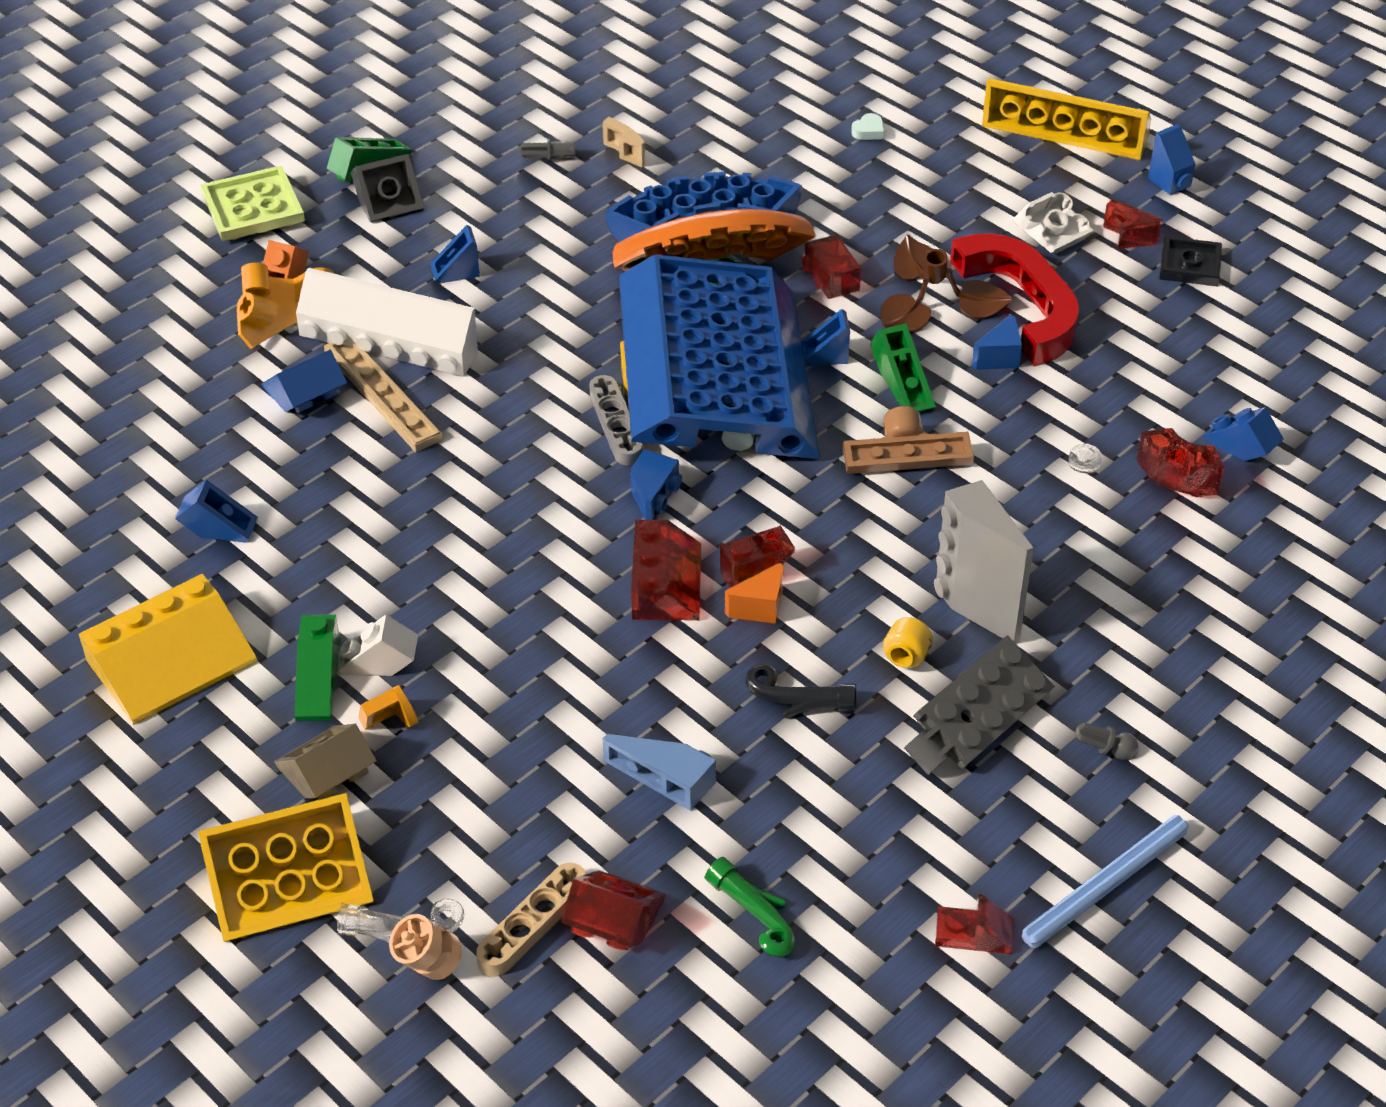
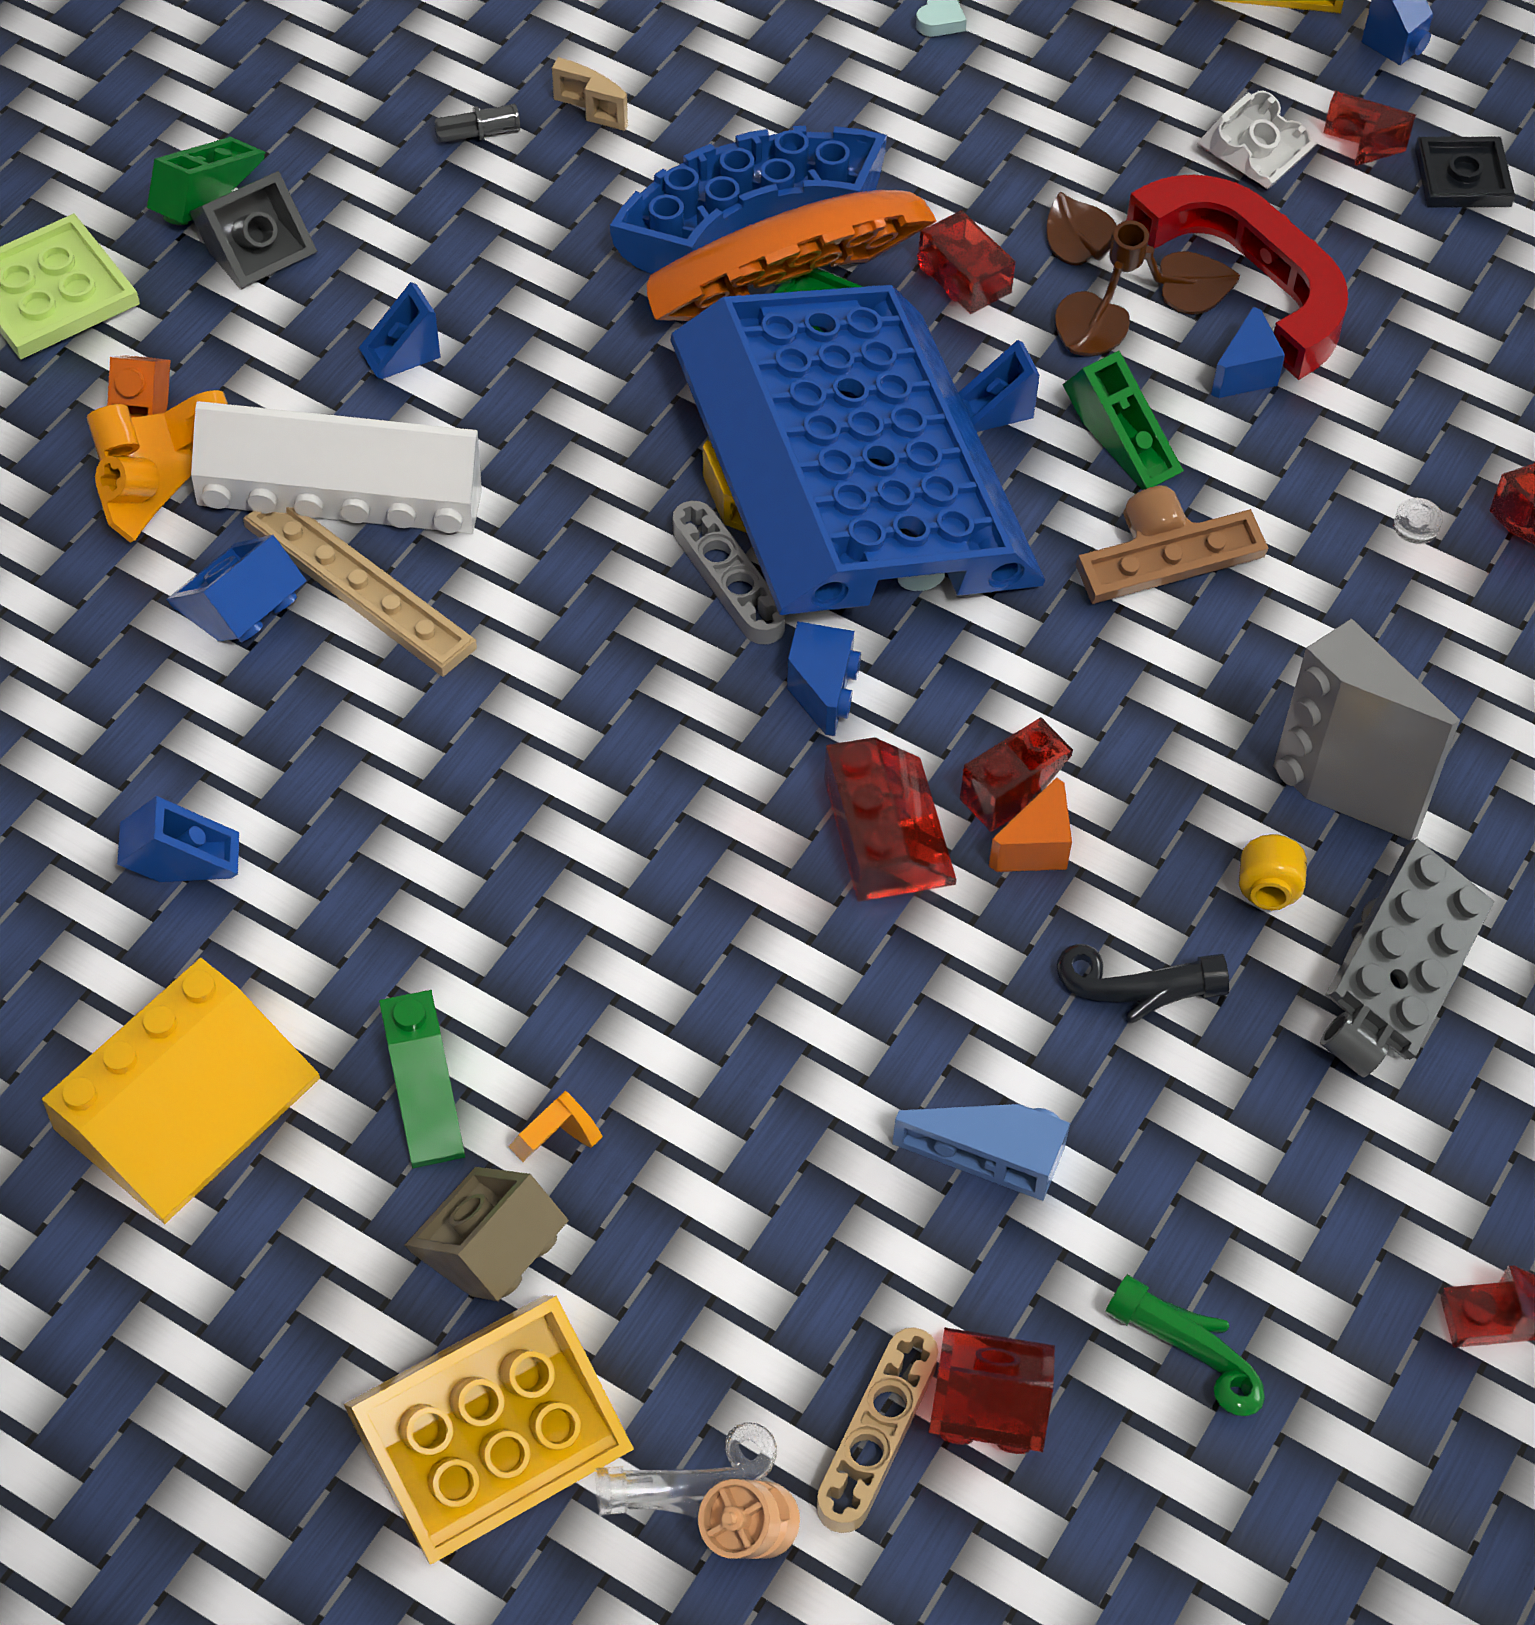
camera: 15 degrees left, 10 degrees up
(379, 649) = (506, 1030): white slope -> none

